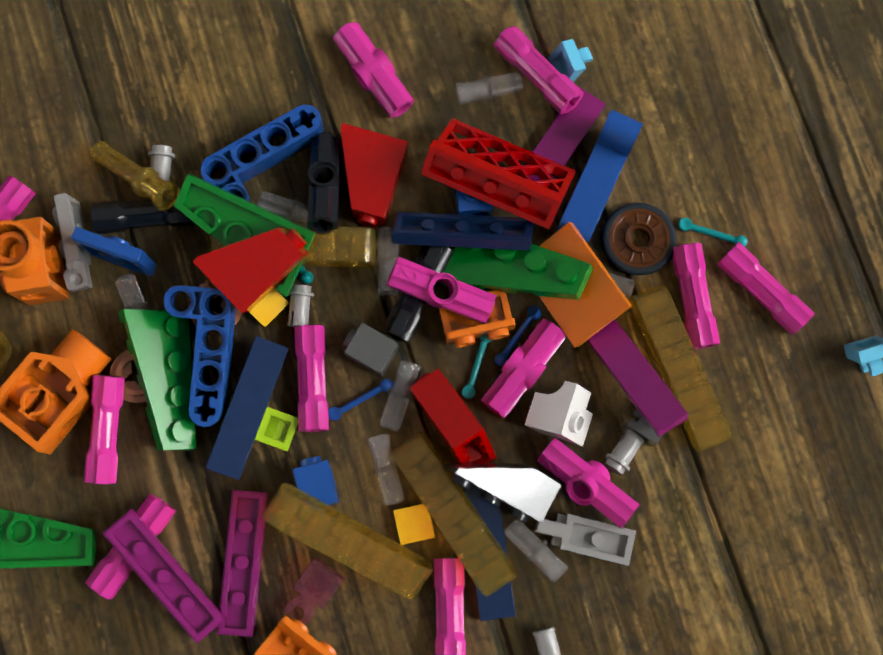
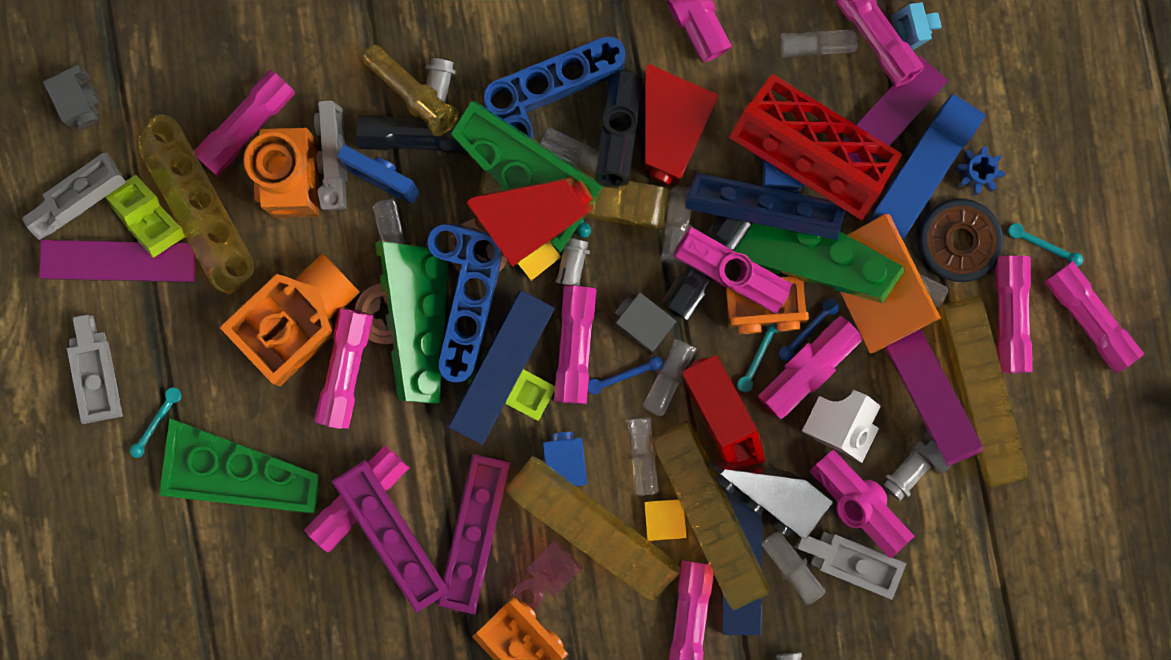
camera: 15 degrees right, 5 degrees up
(638, 181) = (988, 165): none -> blue gear

